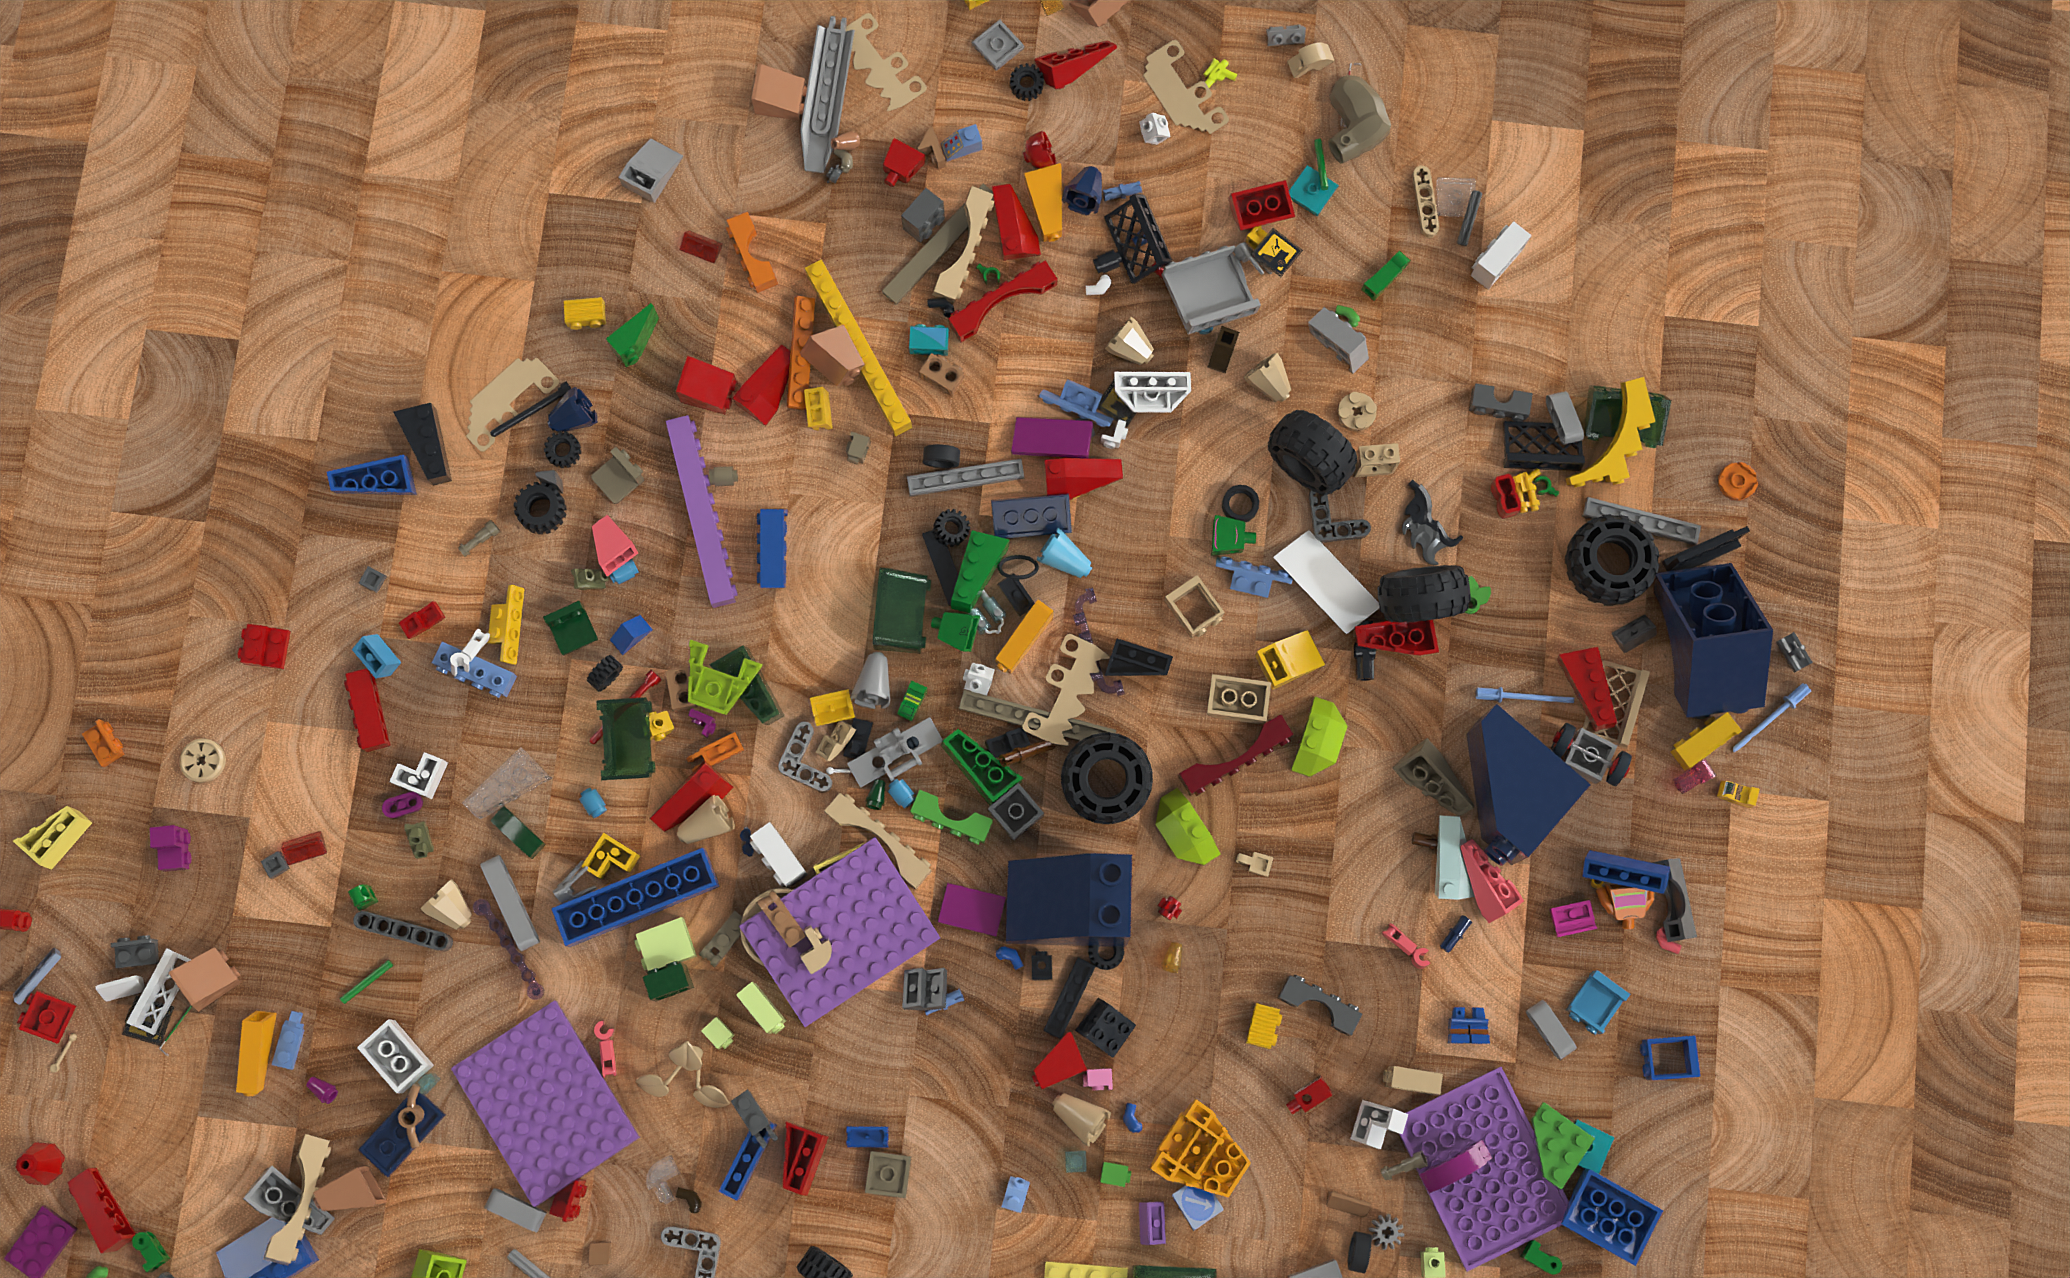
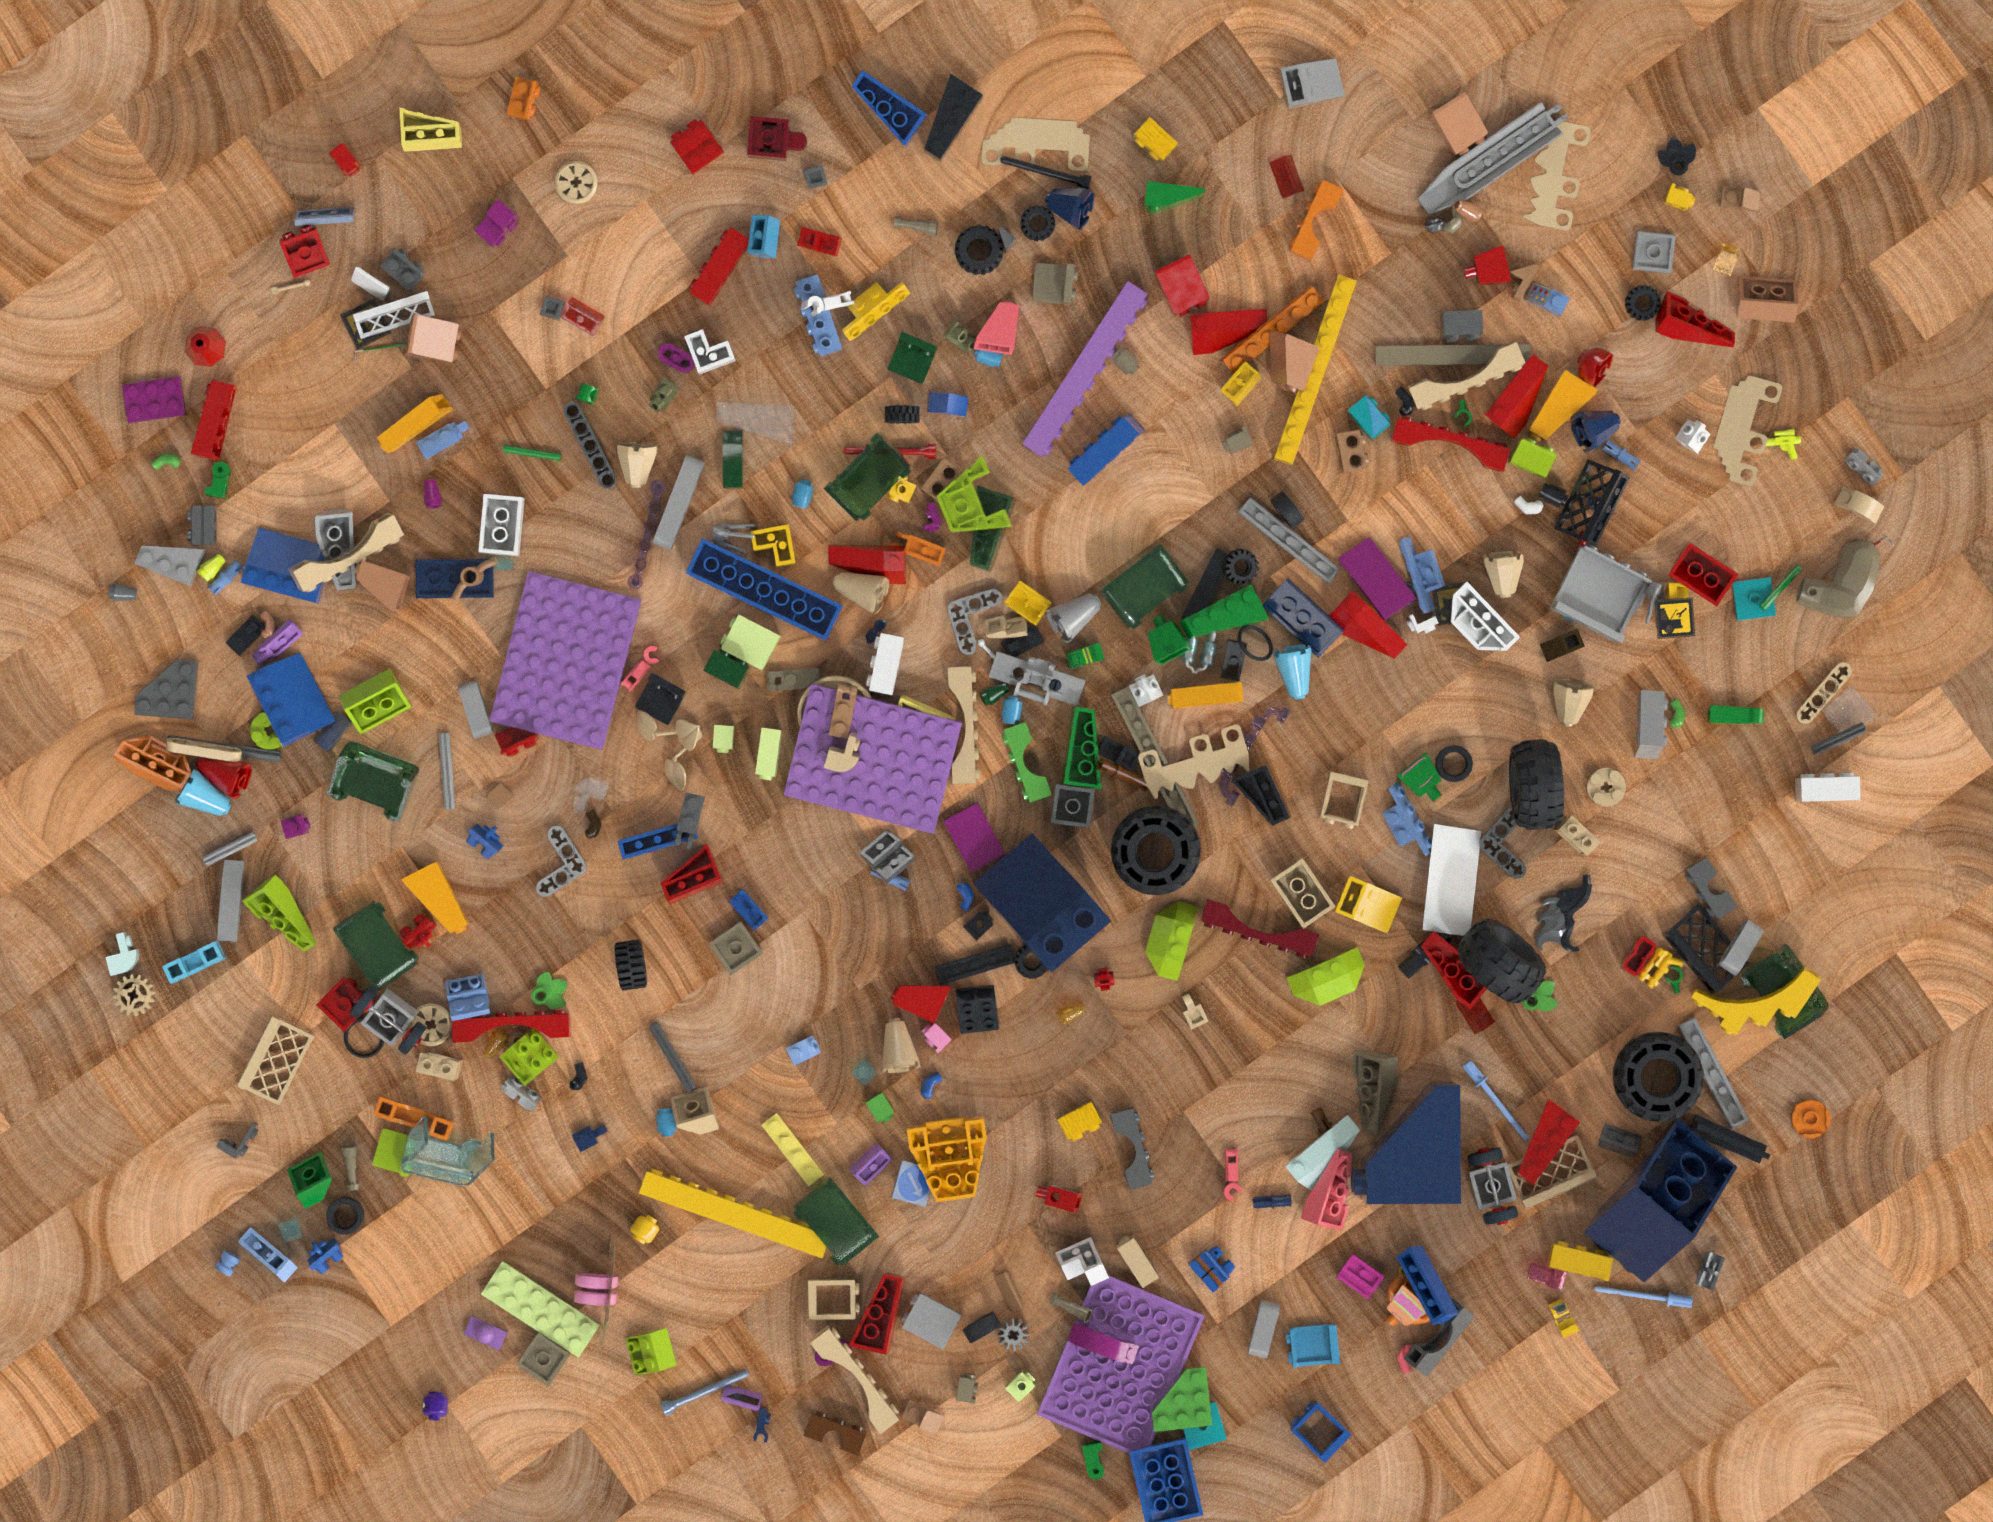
camera: 45 degrees right, 10 degrees up
(313, 585) = (772, 139): none -> dark red brick
(643, 1054) = (660, 699): none -> black bracket
(1066, 250) = (1532, 457): none -> lime slope
(1449, 655) = (1478, 1017): none -> clear red slope

